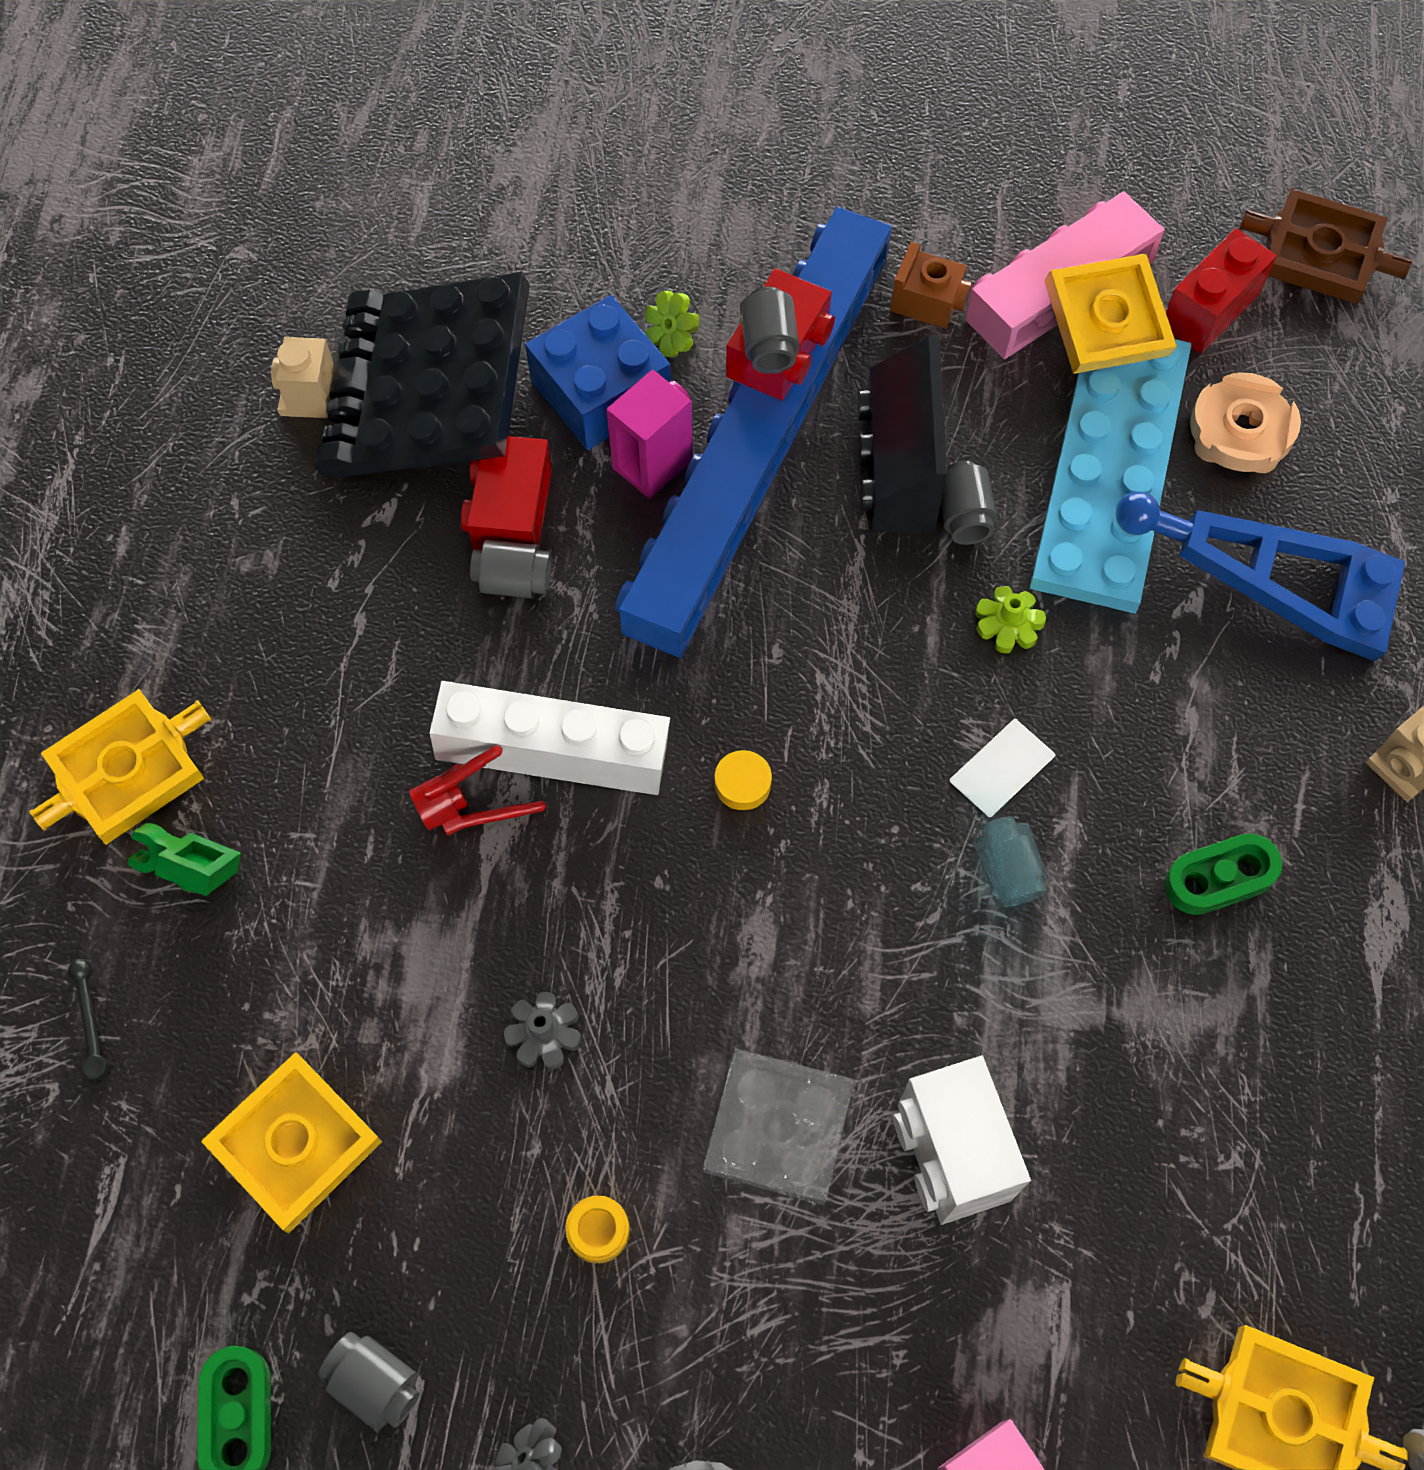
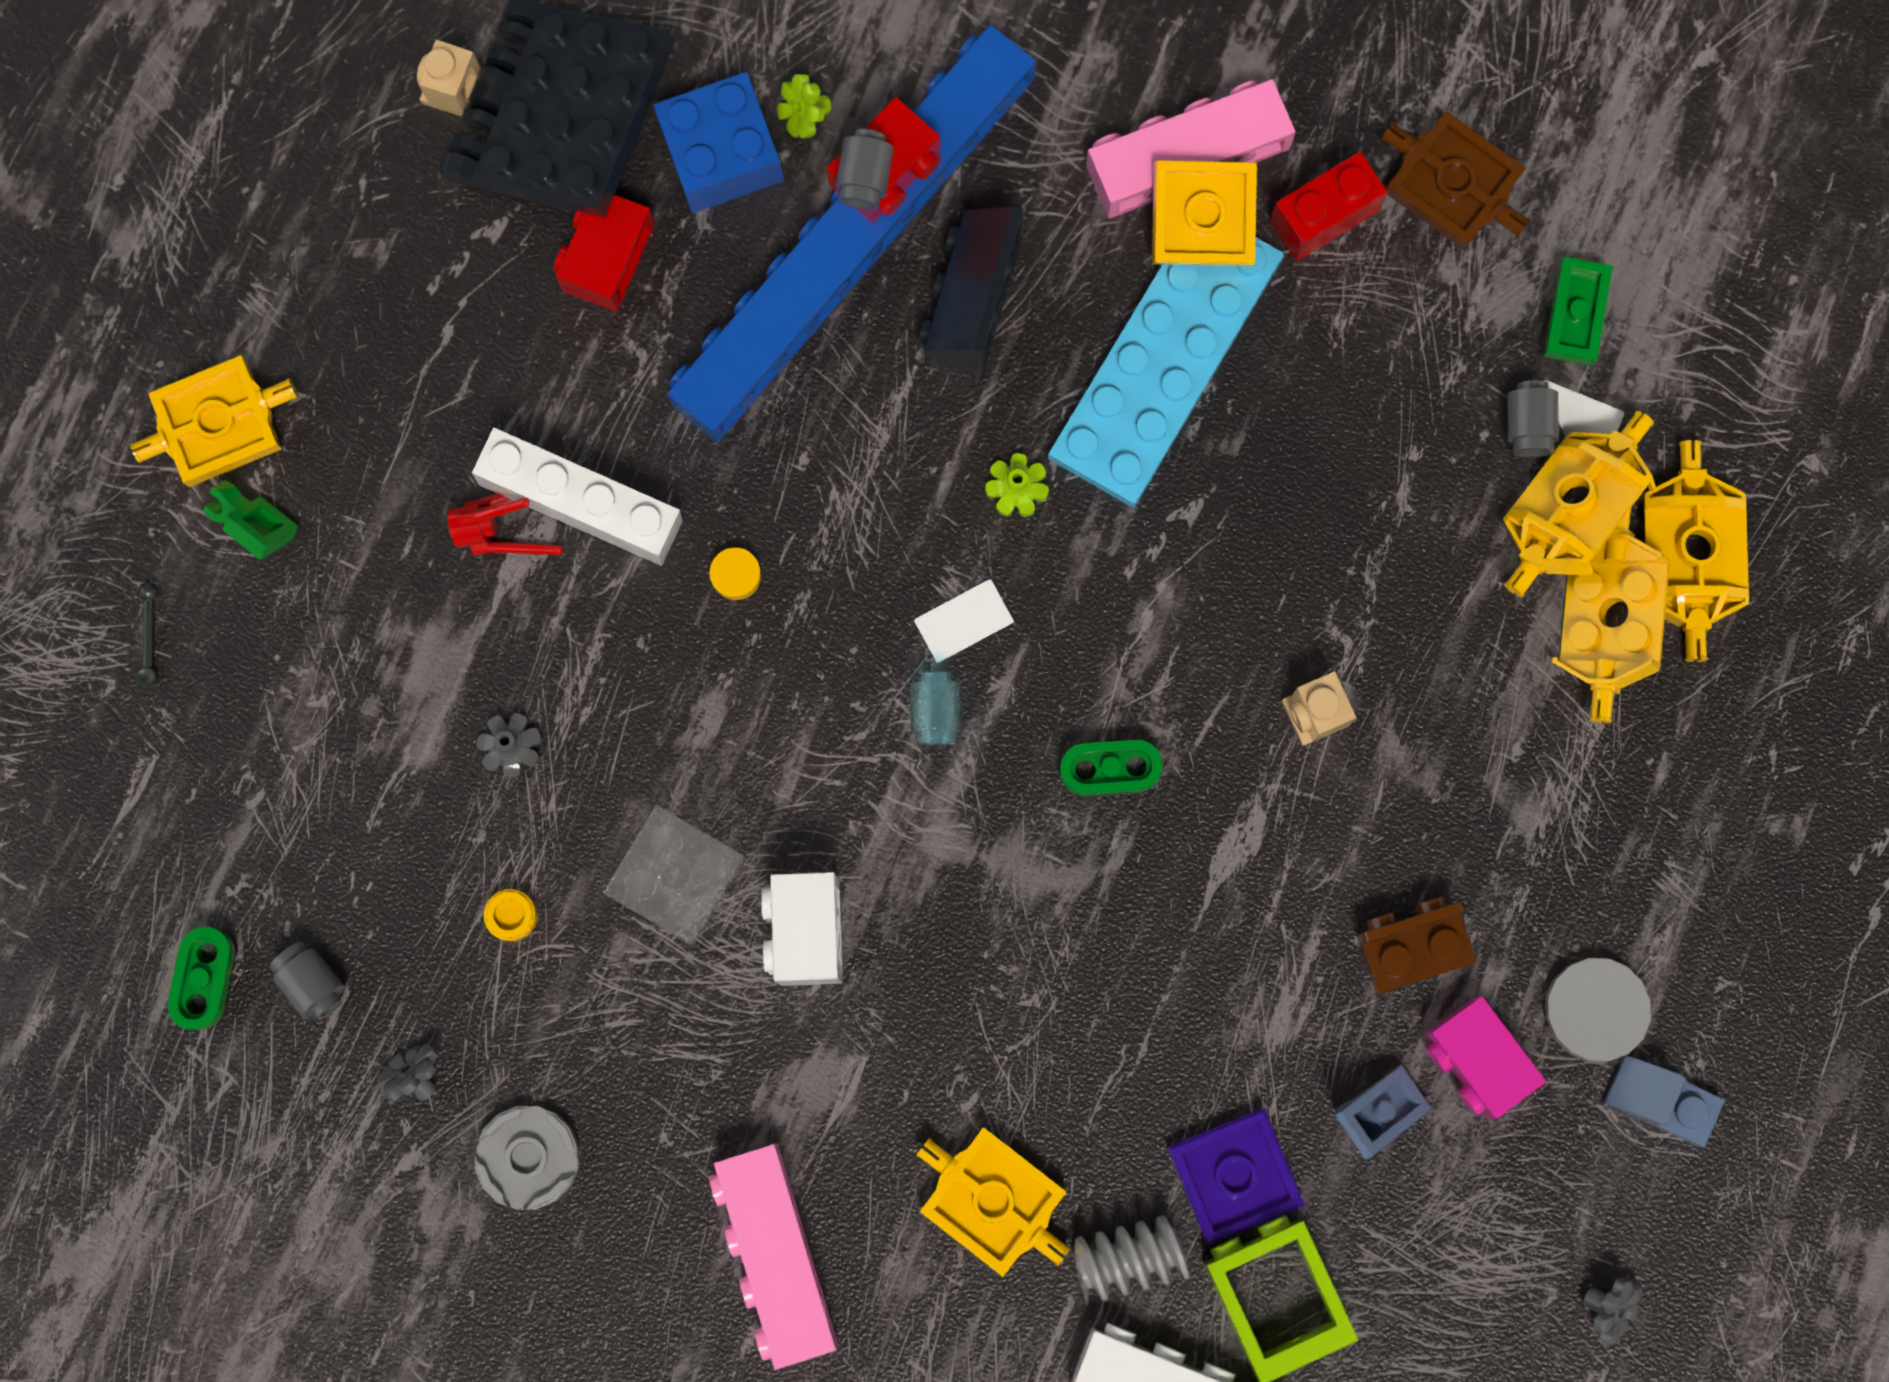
camera: 20 degrees right, 15 degrees up
(291, 1142) = (288, 781): yellow plate -> none
(511, 569) = (588, 323): dark grey brick -> none
(651, 433) = (745, 226): dark pink brick -> none
(929, 287) = (1057, 146): dark orange brick -> none
(968, 503) = (1014, 364): dark grey brick -> none
(1239, 448) = (1293, 322): light nougat plate -> none
(1364, 591) = (1339, 550): blue plate -> none

